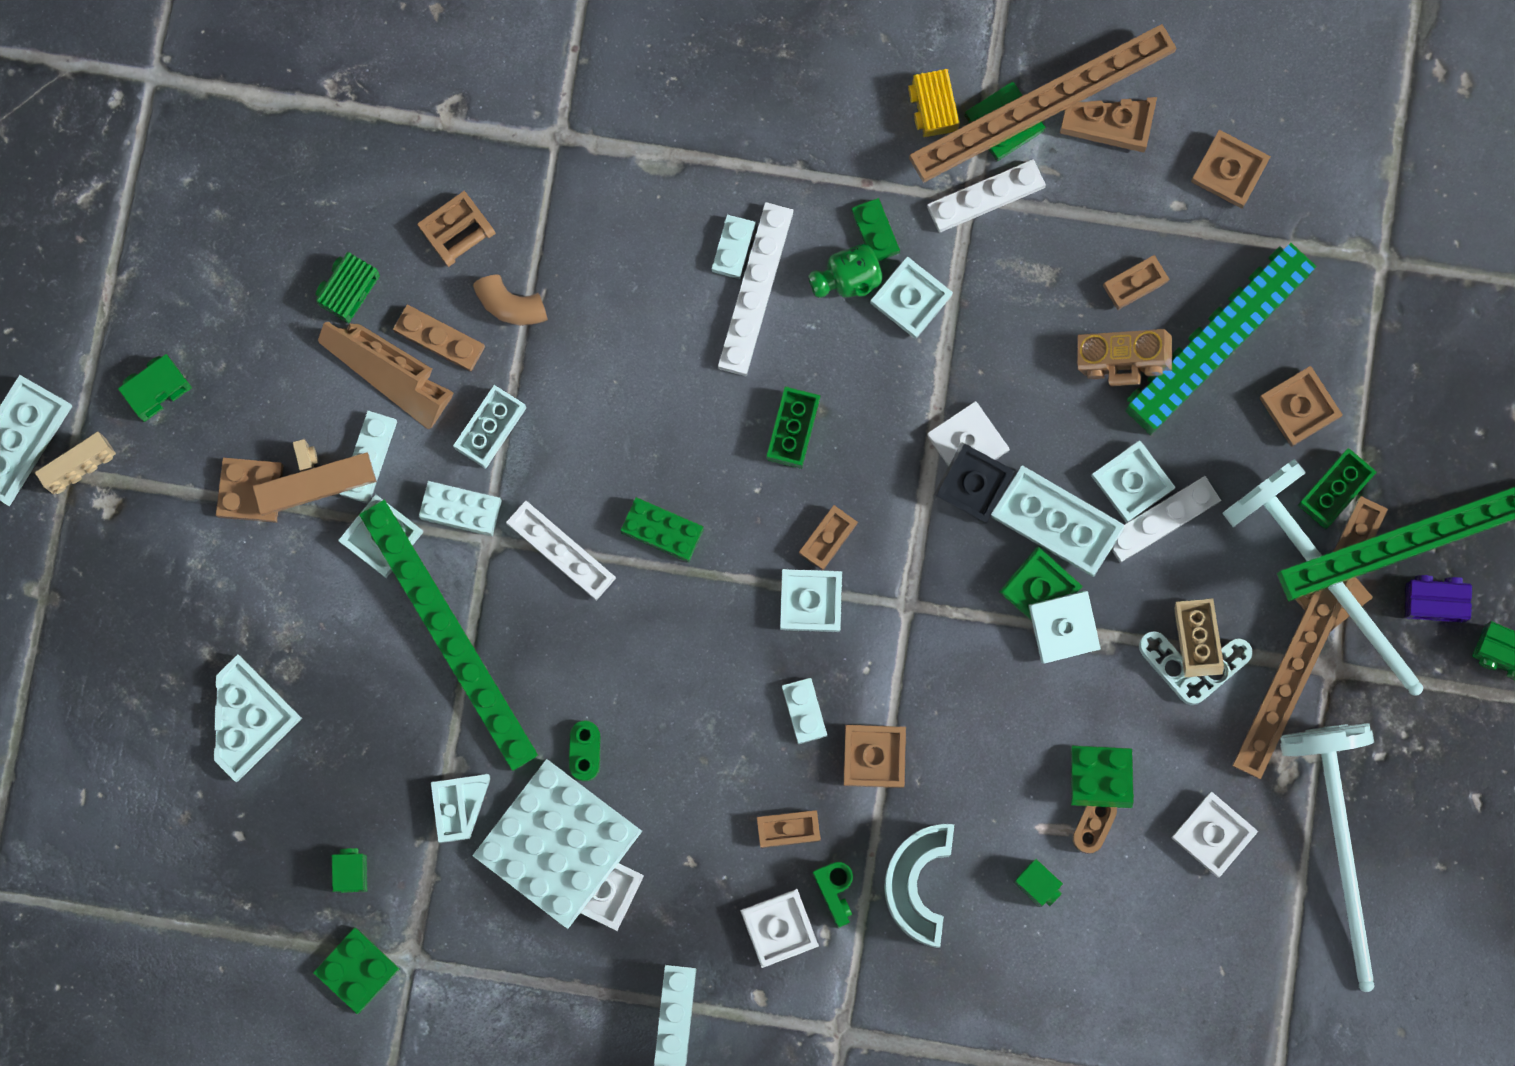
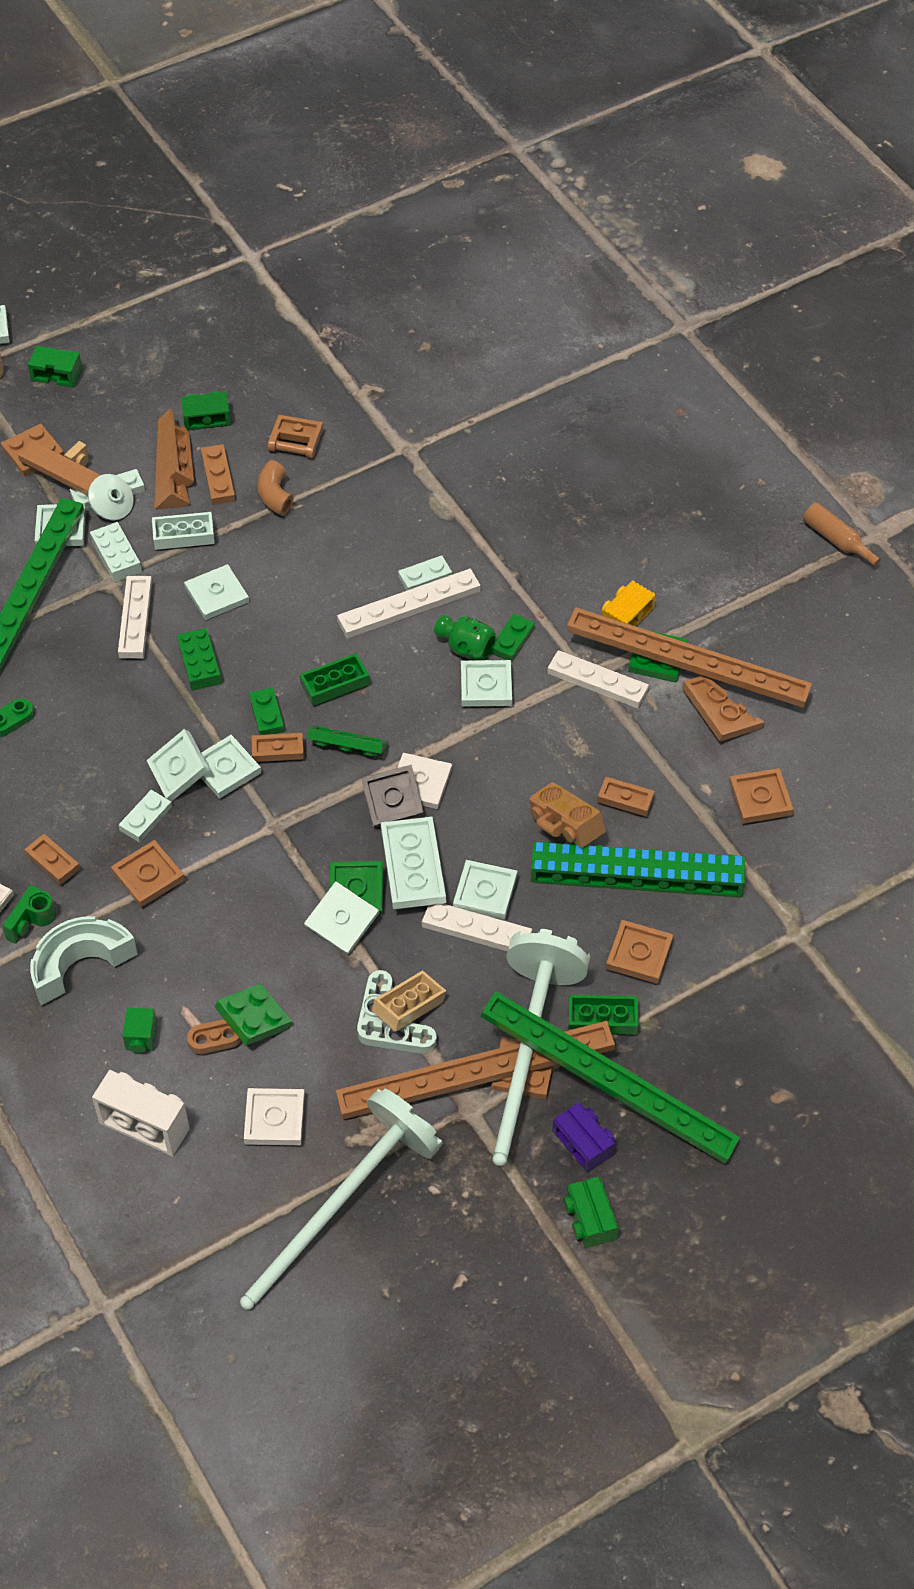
camera: 50 degrees right, 25 degrees down
(381, 468) = (102, 500): none -> light aqua dish
(591, 452) = (216, 592): none -> light aqua plate
(775, 515) = (266, 711): none -> green plate
(781, 643) = (178, 765): none -> light aqua plate
(873, 470) = (346, 740): none -> green plate
(1132, 943) = (141, 1112): none -> white brick

